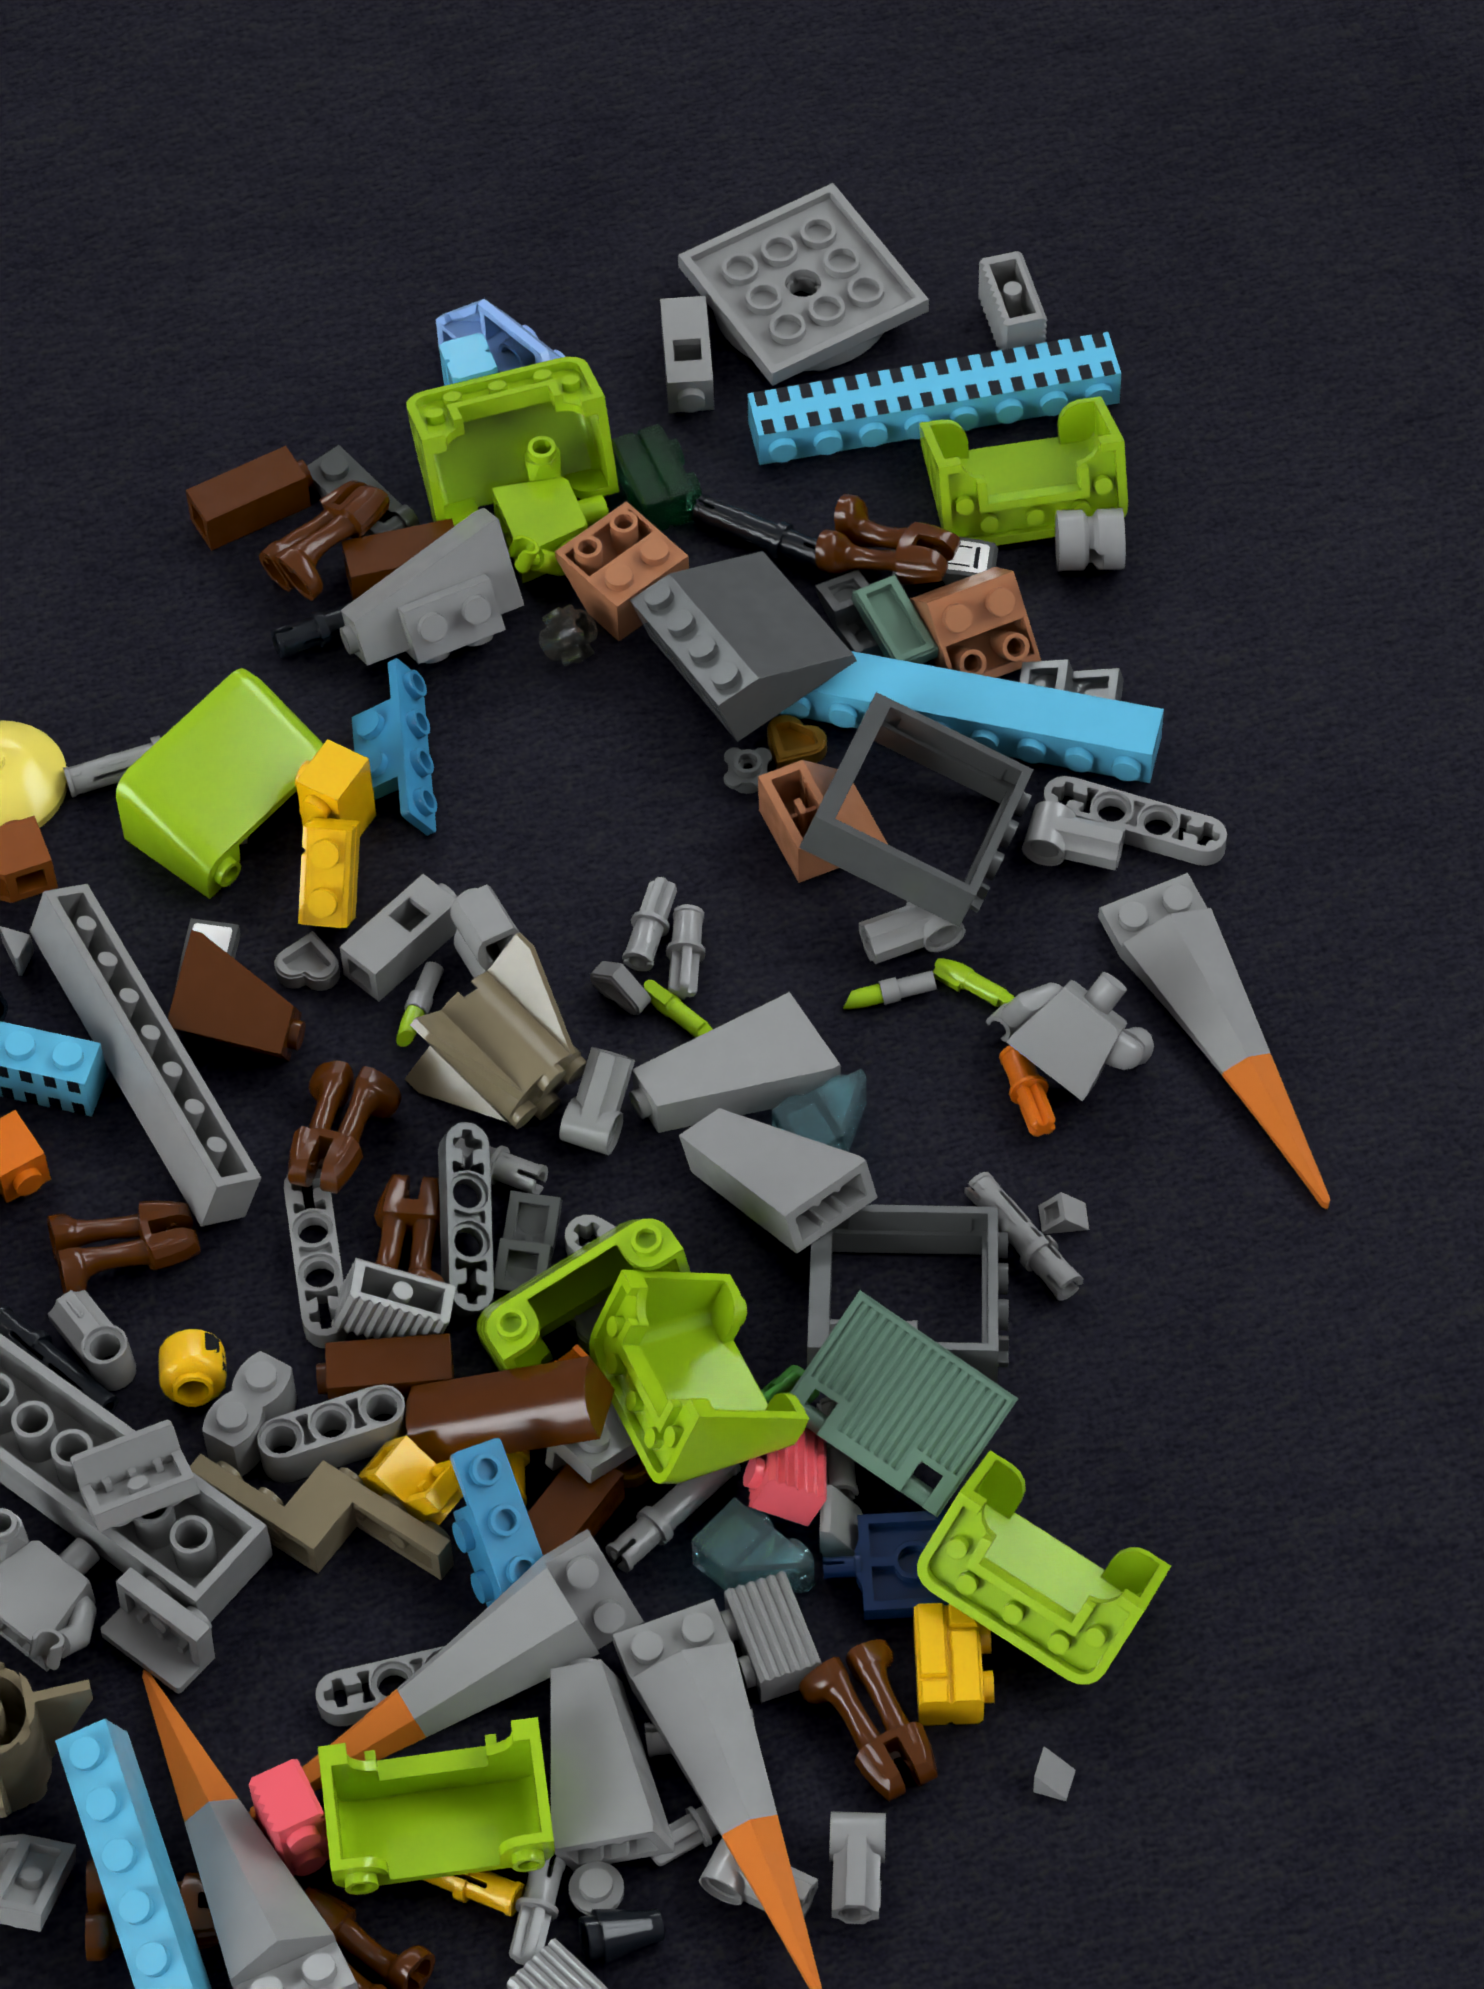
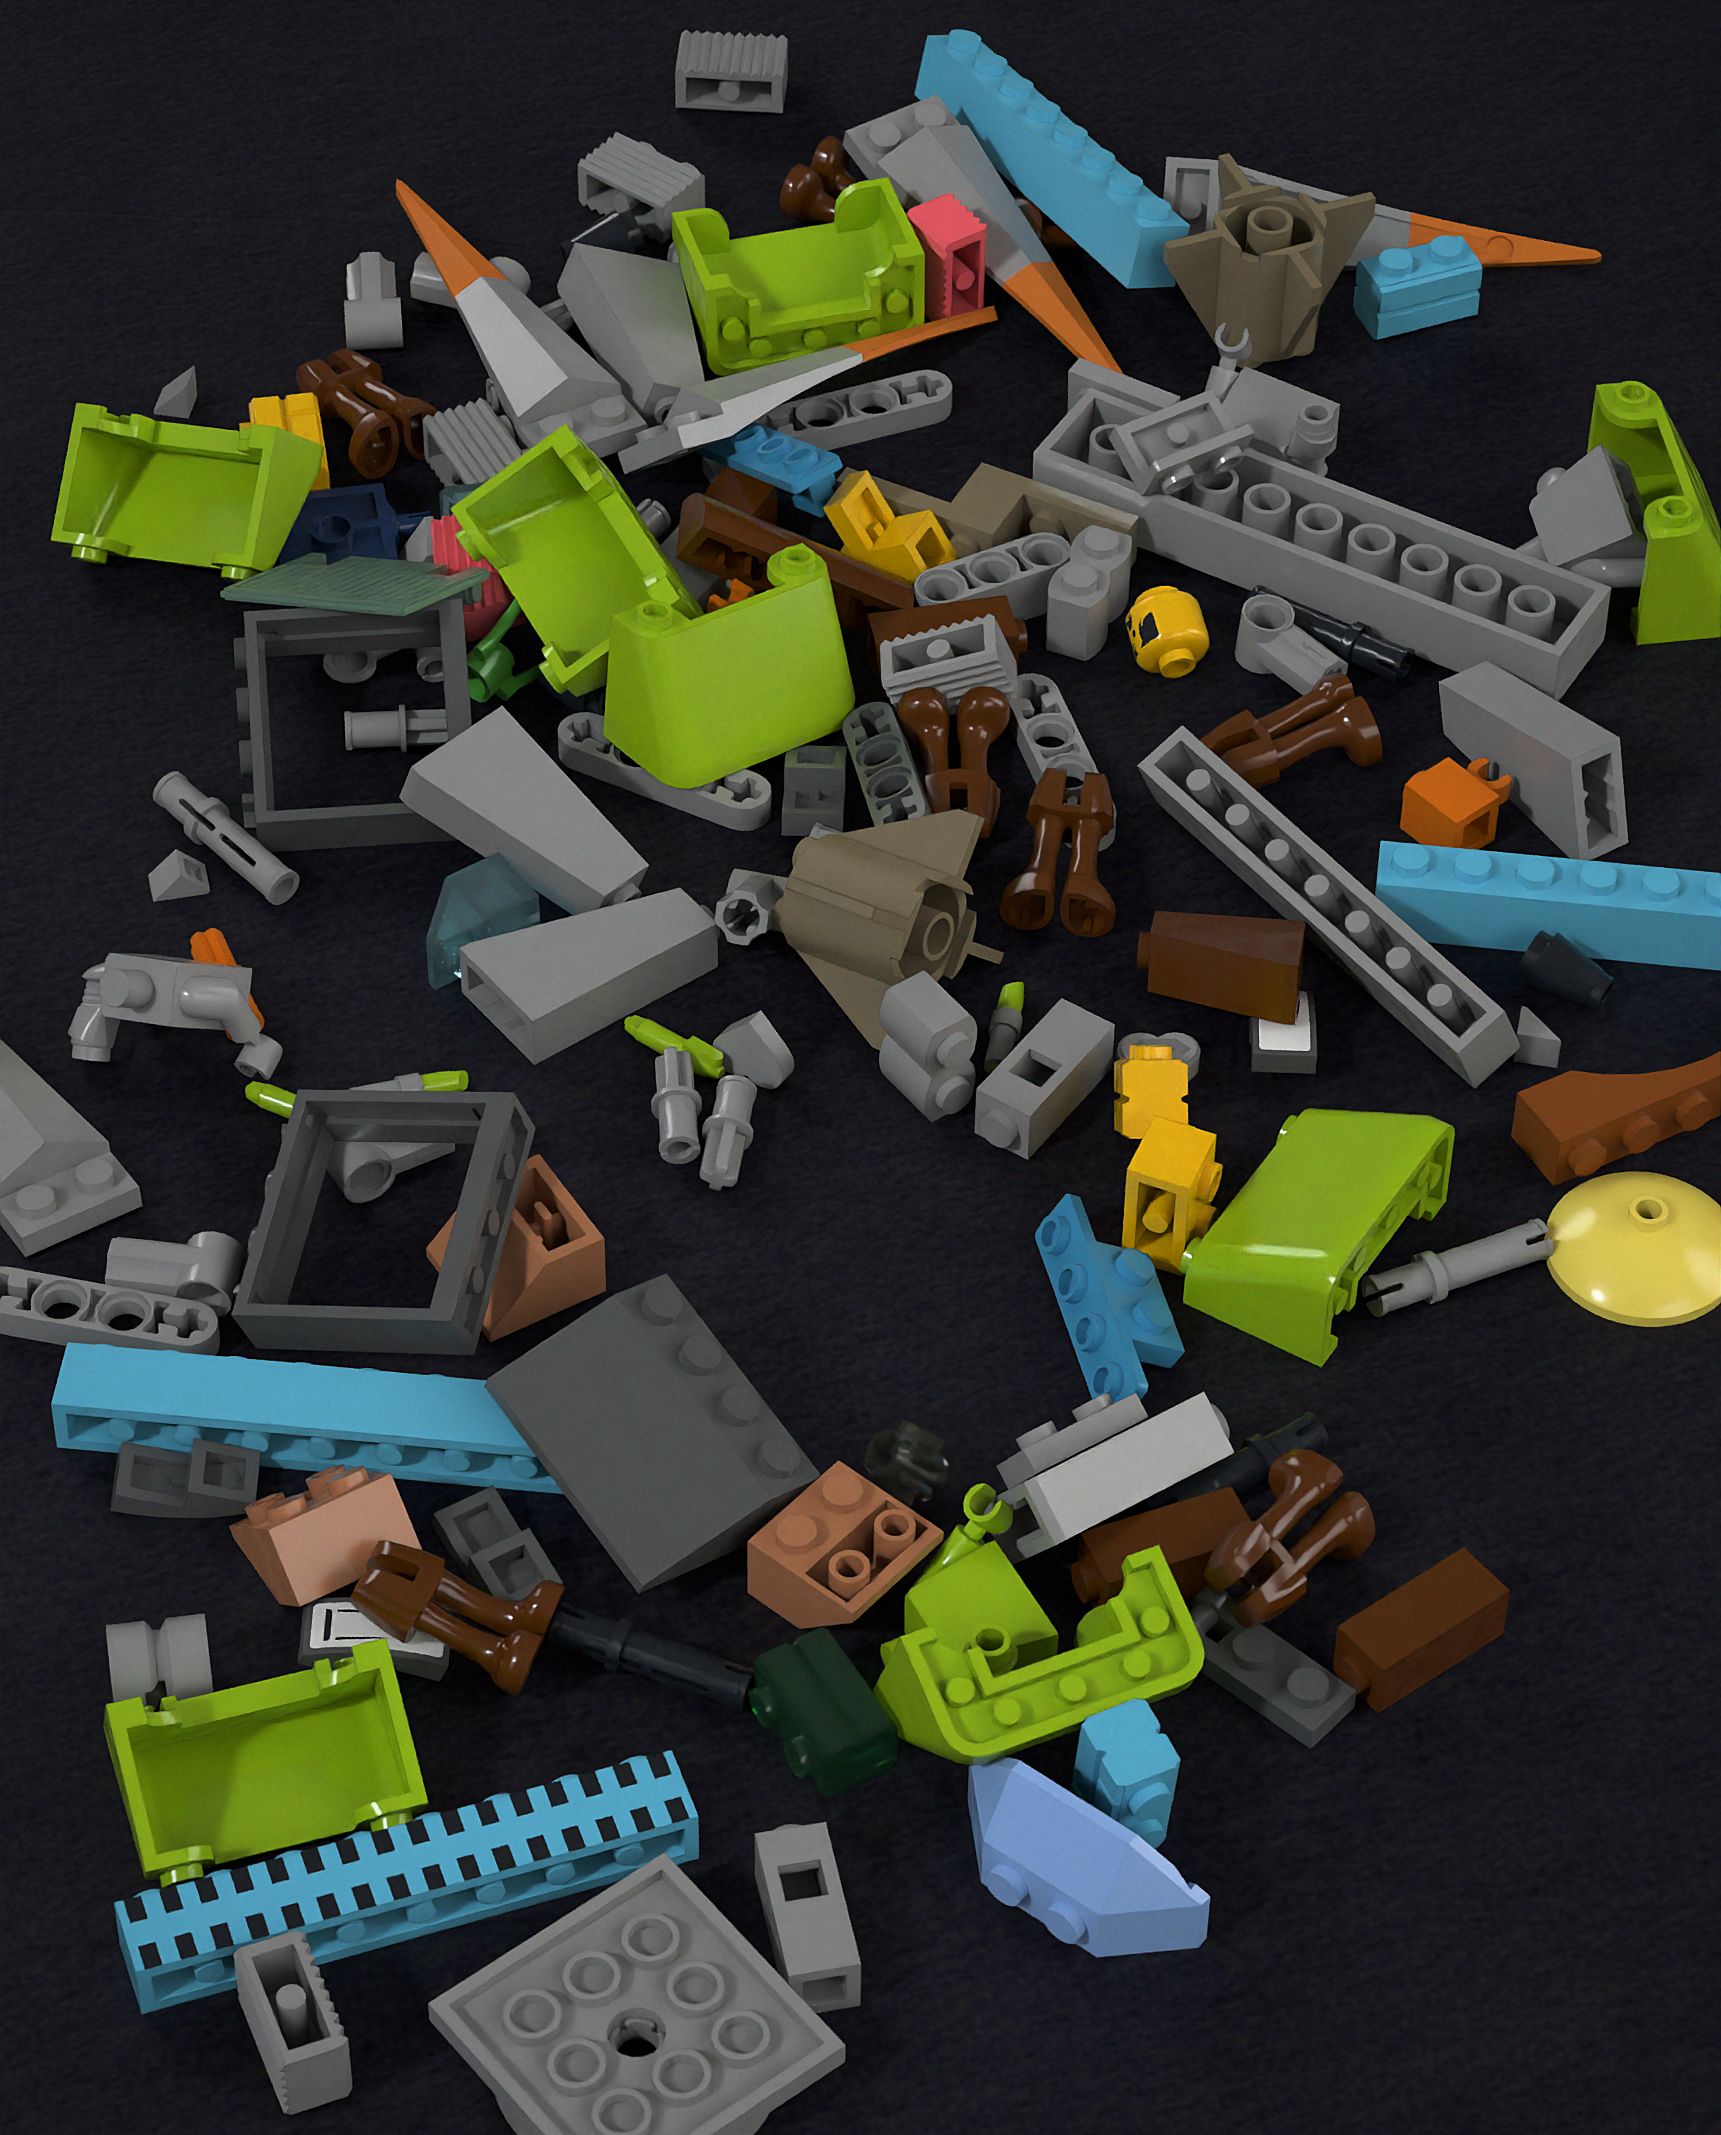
camera: 170 degrees right, 10 degrees down
(894, 621) = (446, 1513): sand green tile -> none

